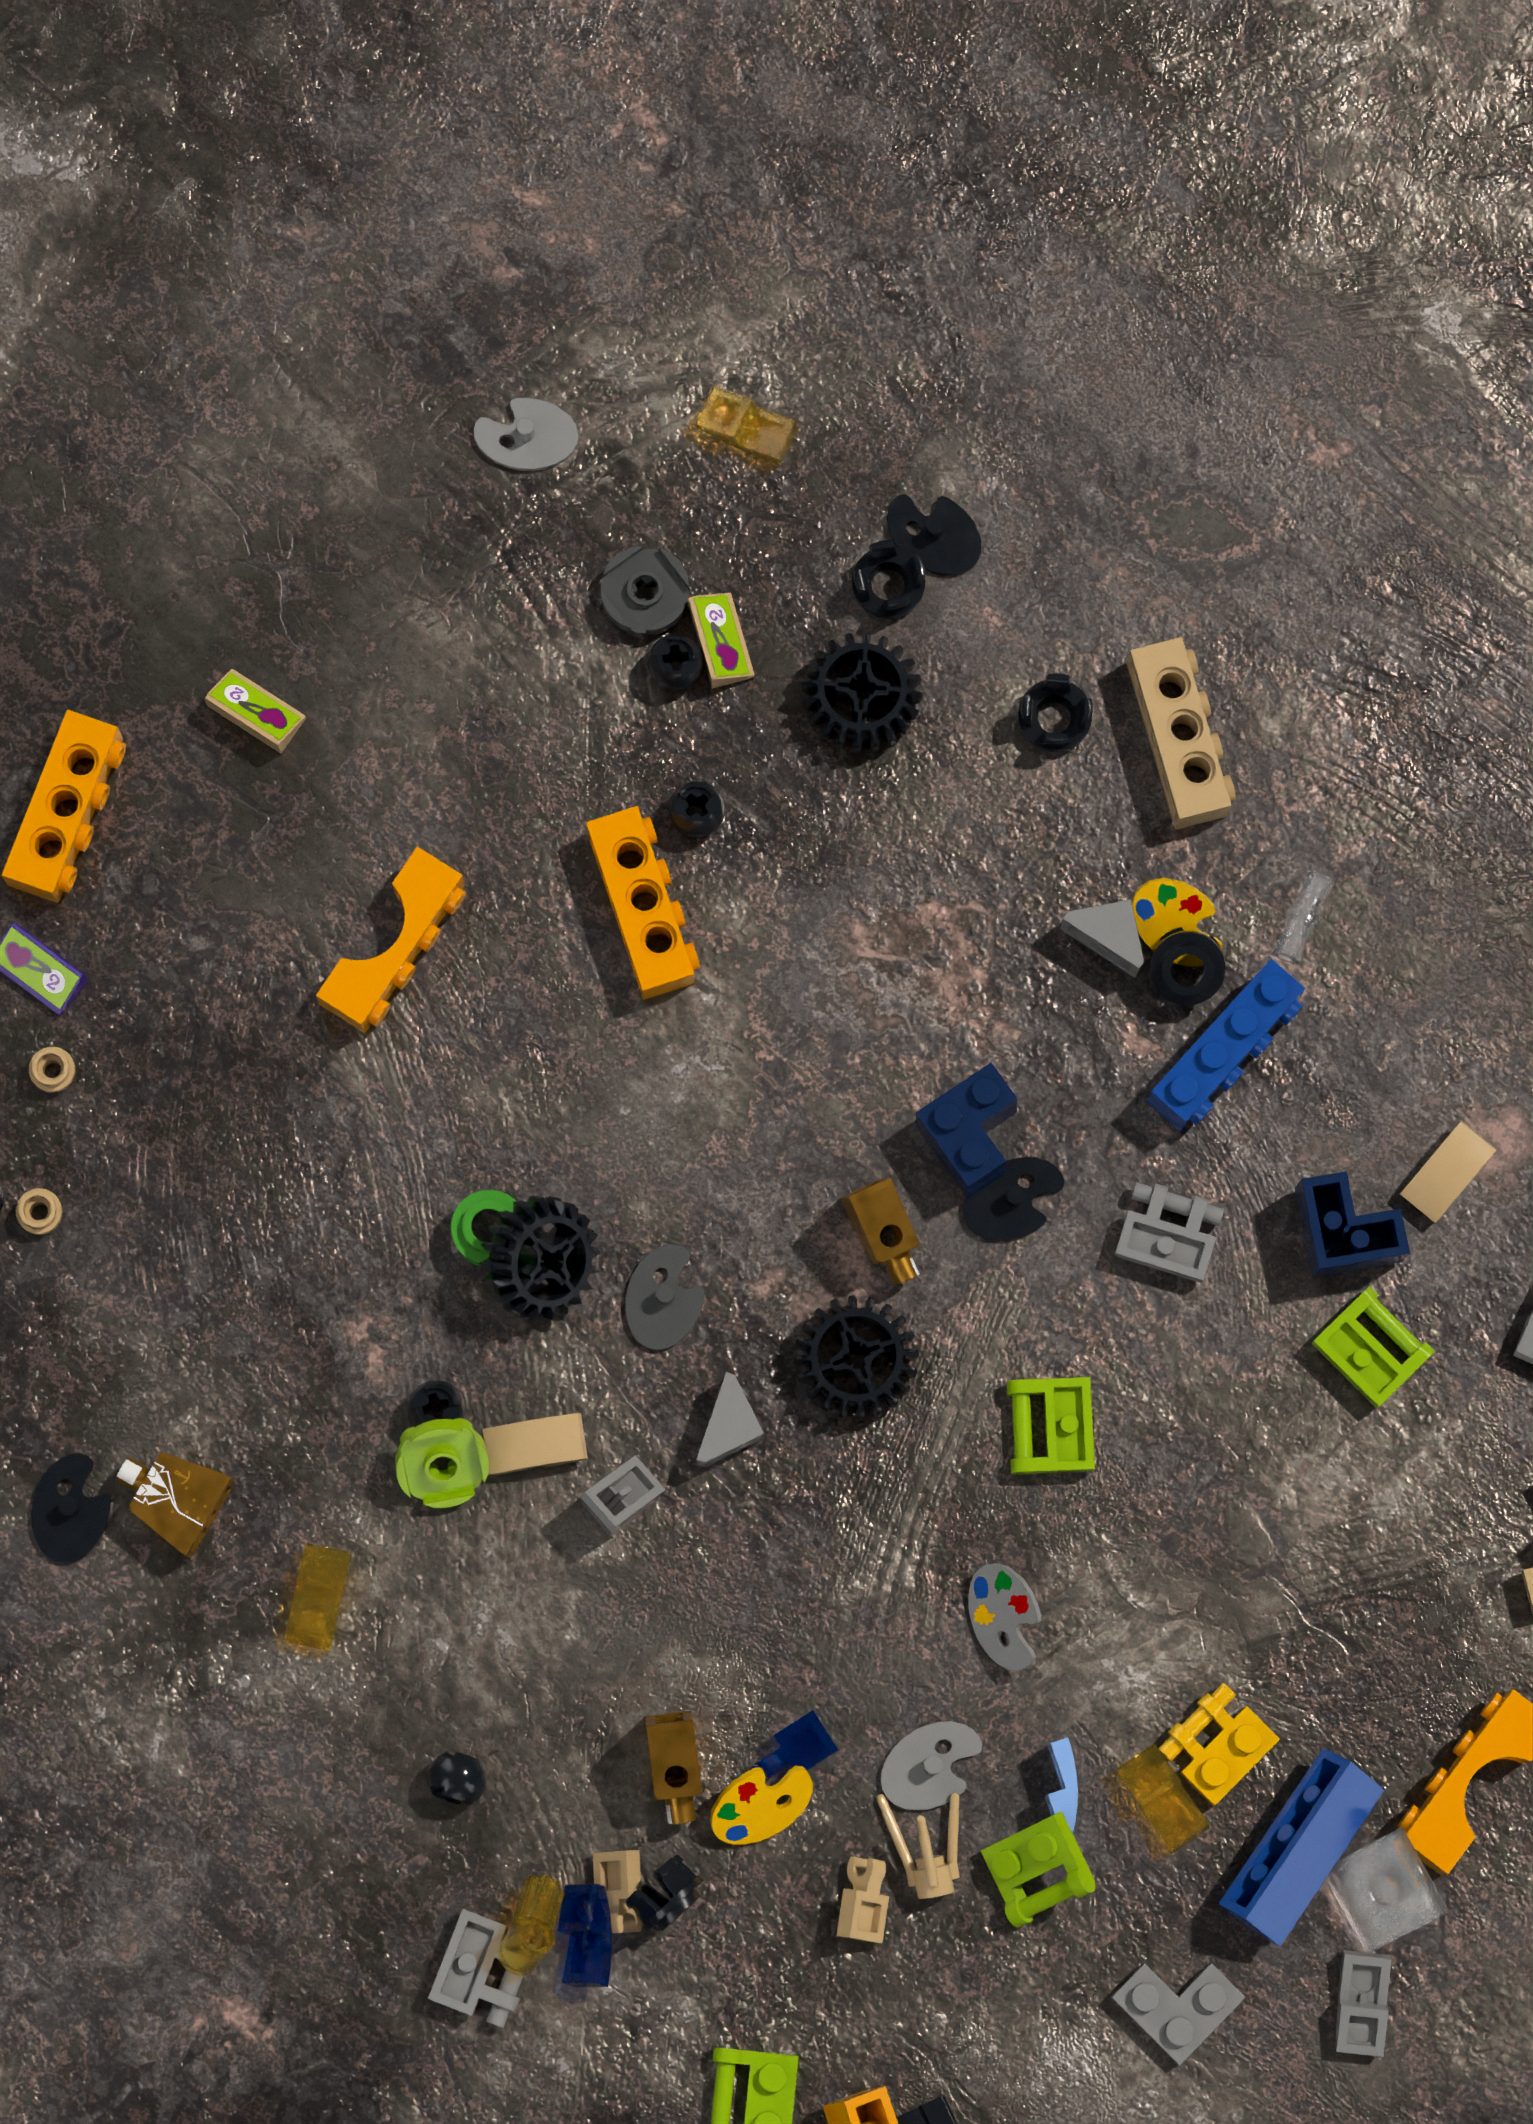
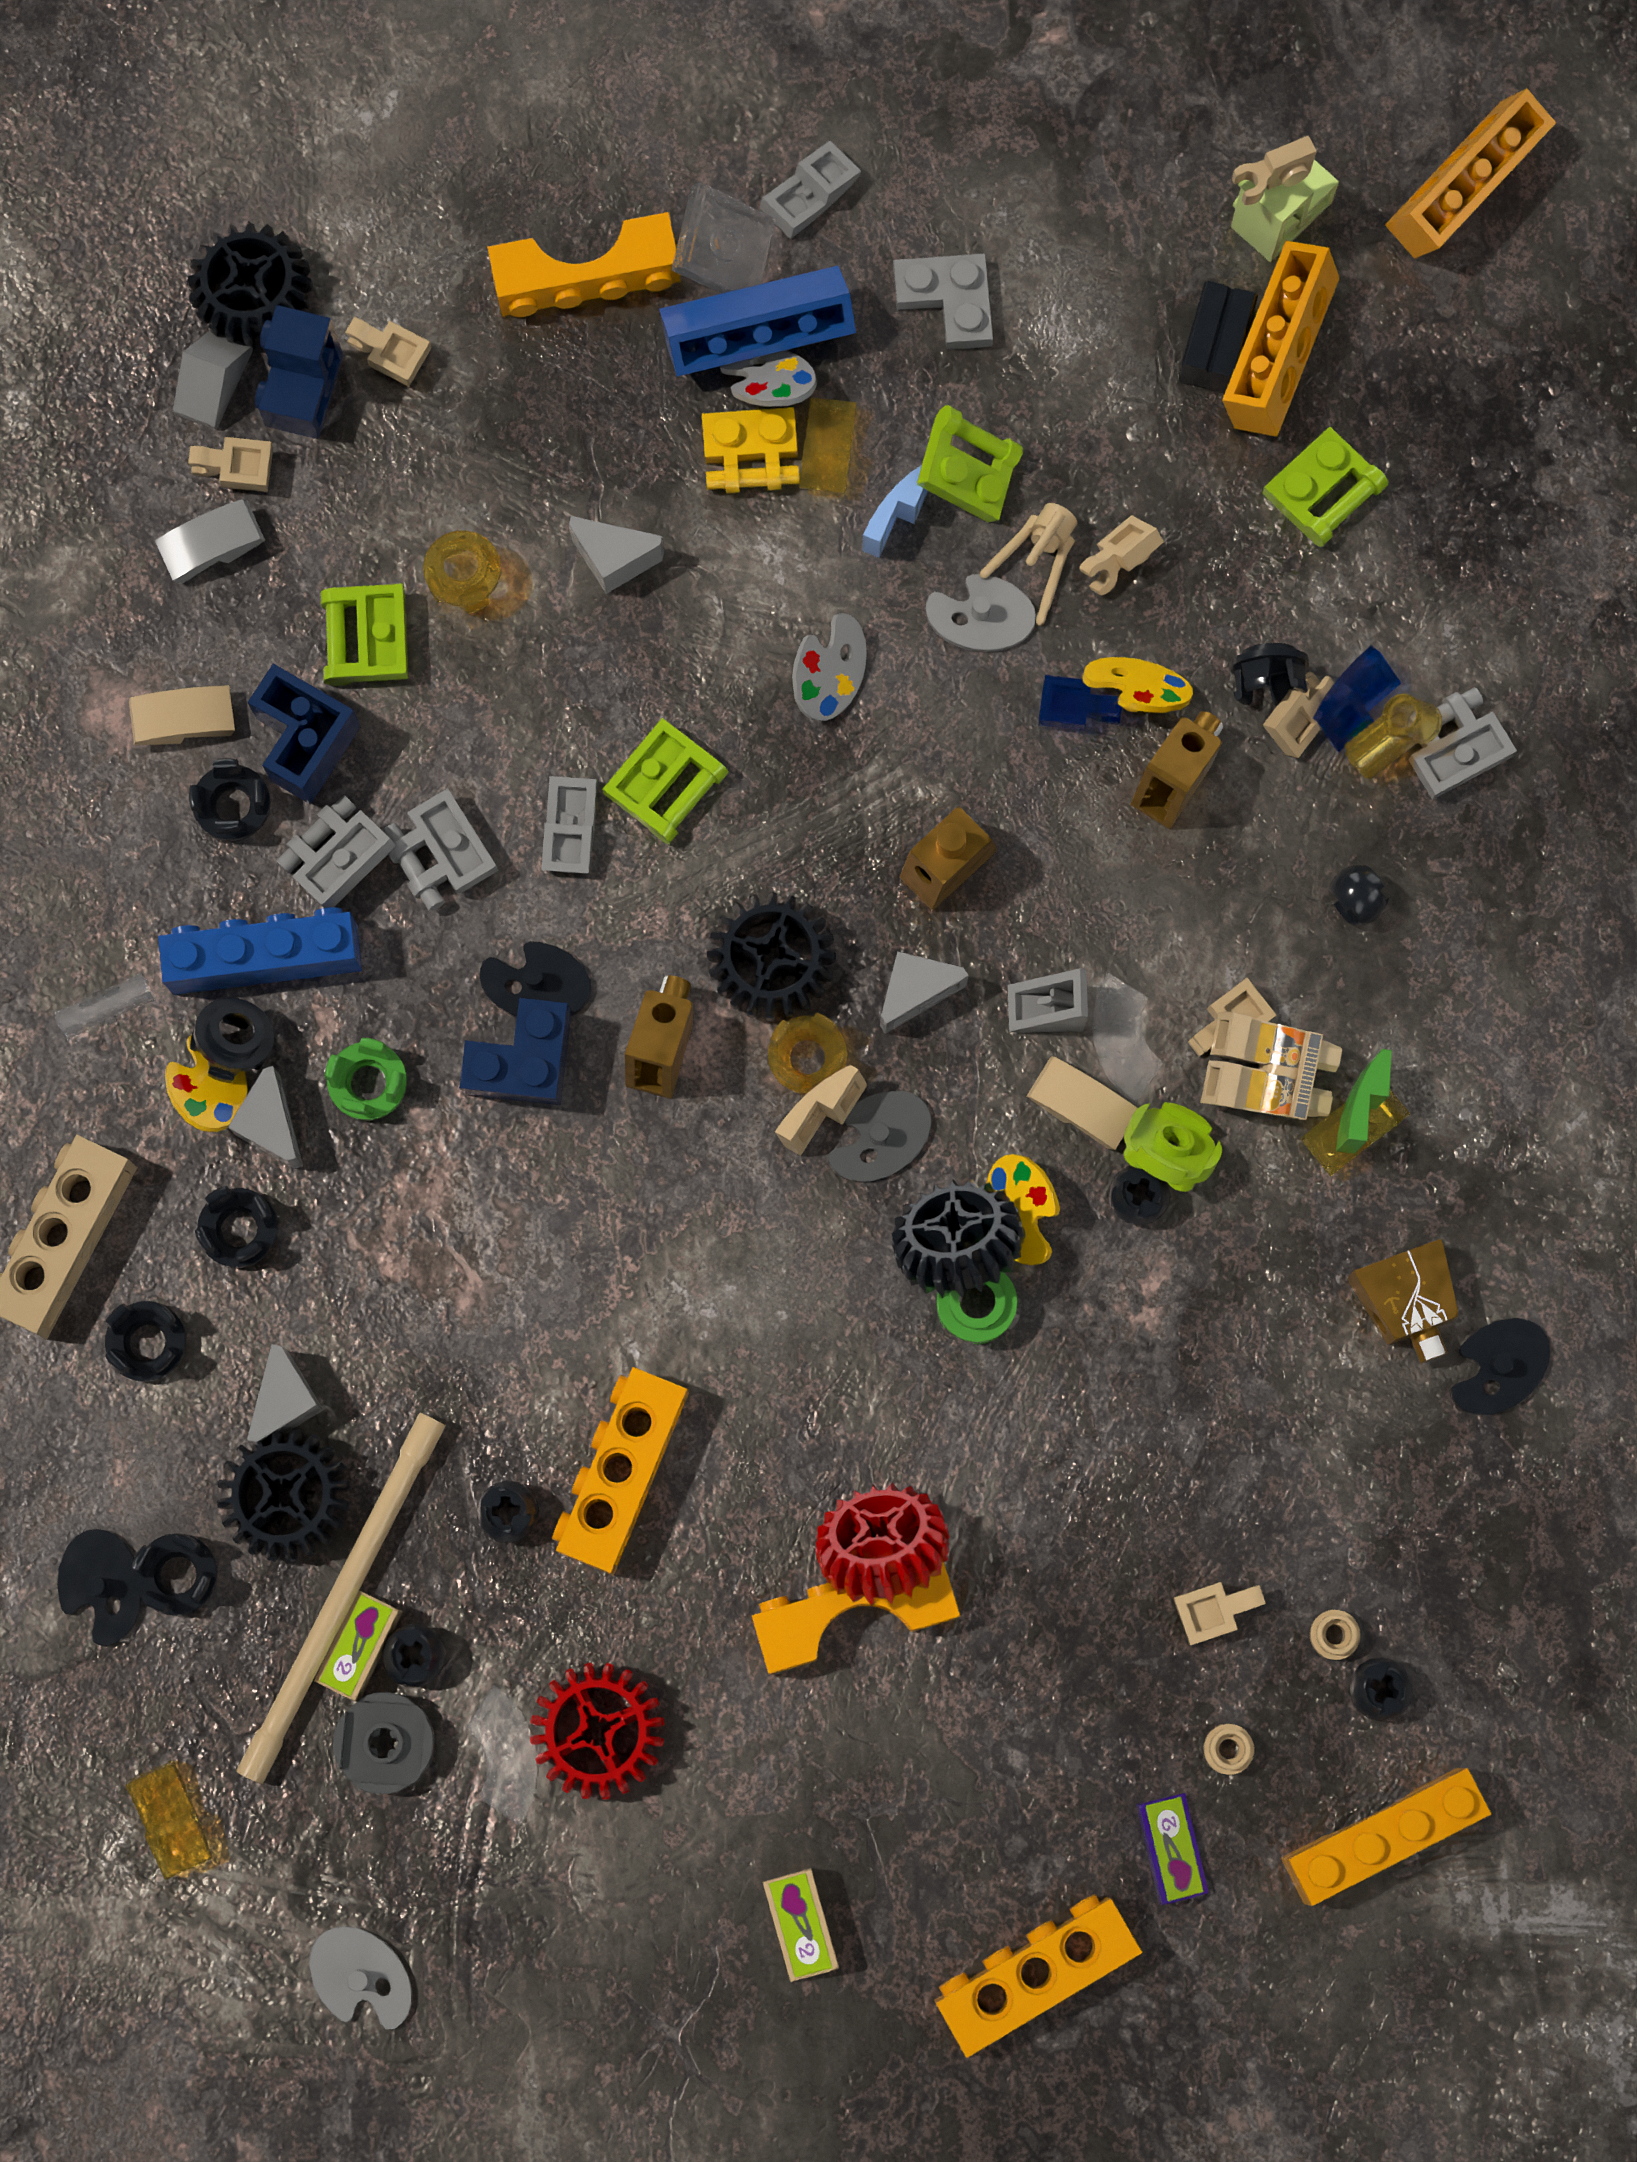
camera: 135 degrees left, 0 degrees up
(140, 1152) = (1210, 1612): none -> tan plate
(329, 1624) = (1367, 1093): none -> bright green slope
(402, 973) = (882, 1544): none -> red gear
(416, 1579) = (1285, 1069): none -> tan hips
(474, 1608) = (1241, 999): none -> tan plate
(487, 709) = (558, 1750): none -> red gear
(514, 1336) = (1032, 1196): none -> yellow piece
(548, 1517) = (1120, 1038): none -> clear tile
(554, 656) = (508, 1754): none -> clear tile
(720, 1287) = (830, 1098): none -> tan slope
(726, 530) = (269, 1738): none -> tan piece
(774, 1284) = (799, 1029): none -> clear yellow piece
(789, 1546) = (949, 857): none -> pearl gold torso
(922, 757) = (283, 1398): none -> light grey slope
(1066, 819) = (218, 1208): none -> black piece
(1073, 998) = (359, 1055): none -> bright green piece
(1092, 1334) = (569, 824): none -> light grey slope
(1229, 1163) = (343, 859): none -> light grey plate
(1242, 1808) = (779, 382): none -> light grey piece
(1245, 1566) = (615, 551): none -> light grey slope
(1330, 1476) = (469, 593): none -> clear yellow piece
(1366, 1117) = (223, 777): none -> black piece

